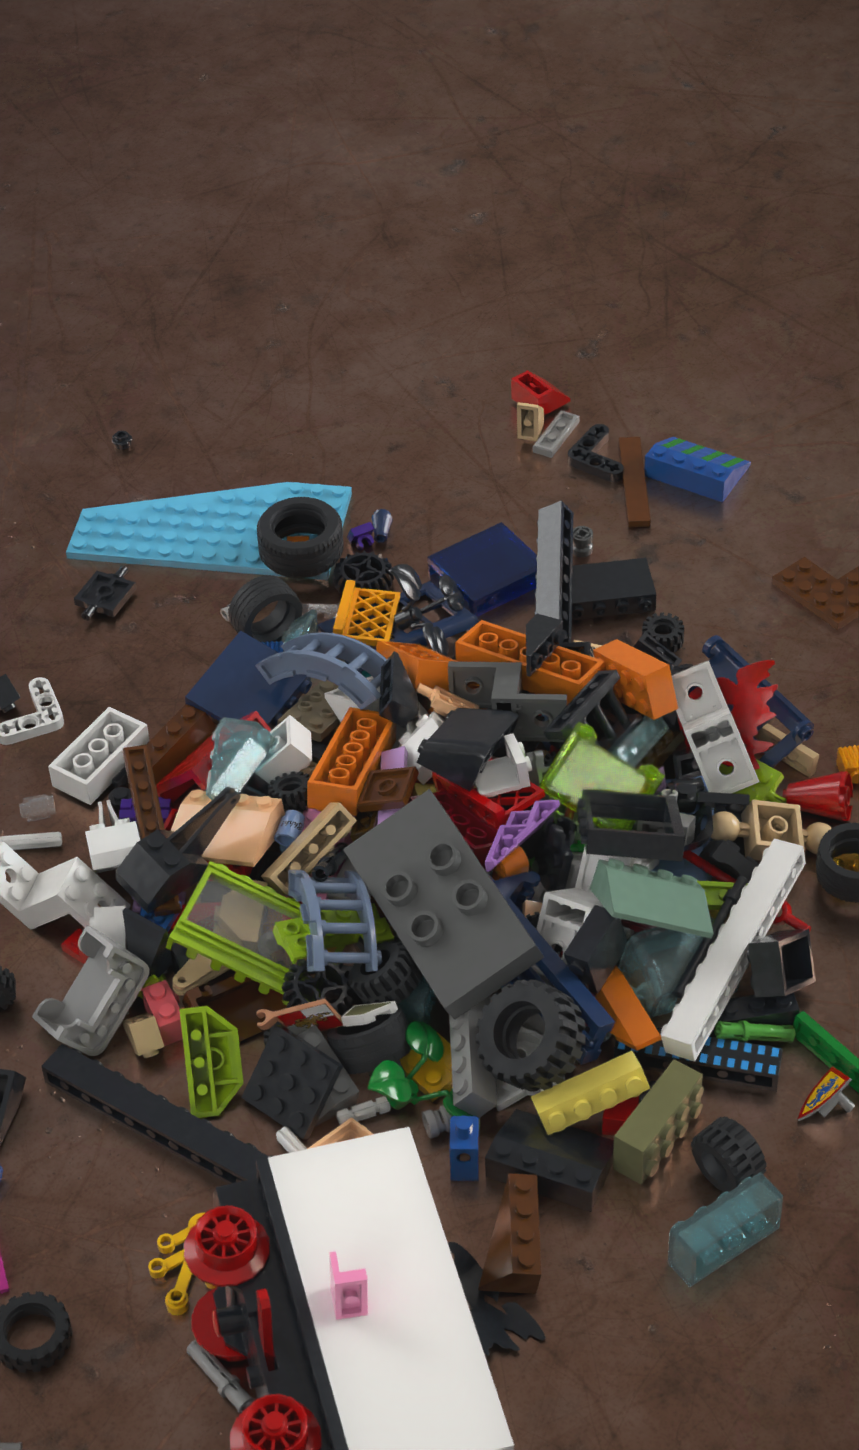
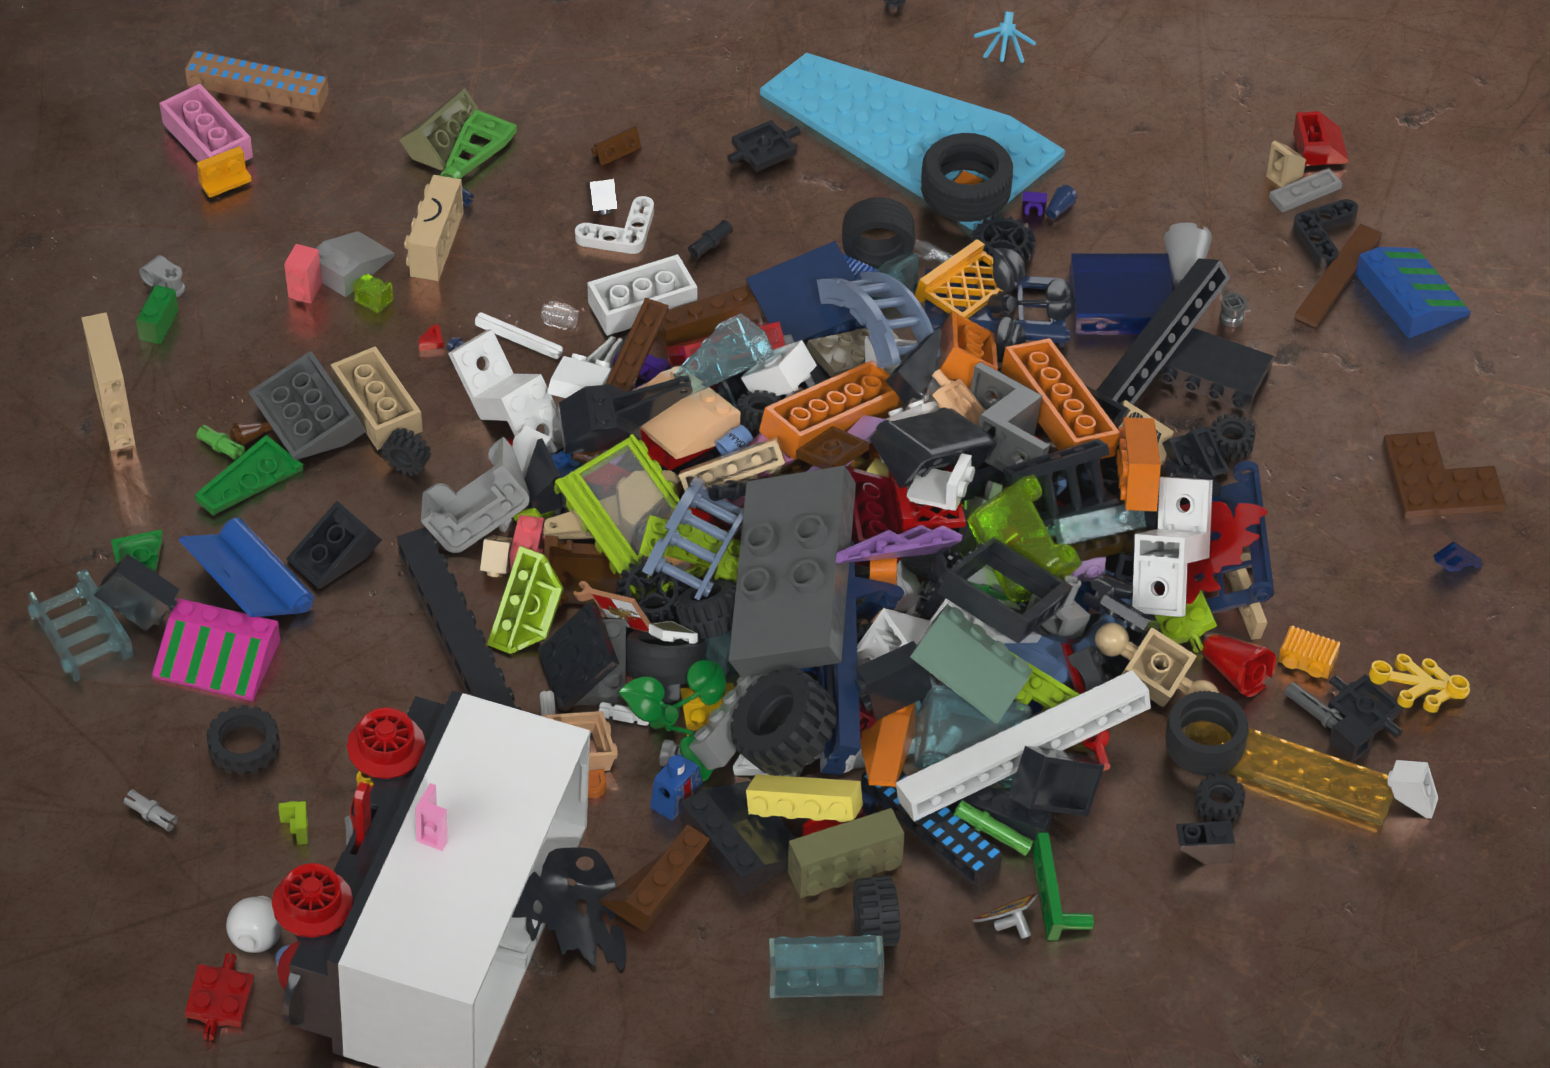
camera: 30 degrees right, 5 degrees up
(119, 685) = (710, 239): none -> black pin
(142, 1373) = (295, 814): none -> lime bracket
(239, 417) = (1006, 30): none -> medium azure plant
(514, 512) = (1184, 246): none -> light grey cone
(542, 638) = (1072, 384): black slope -> none
(730, 898) = (1054, 701): black bar -> none

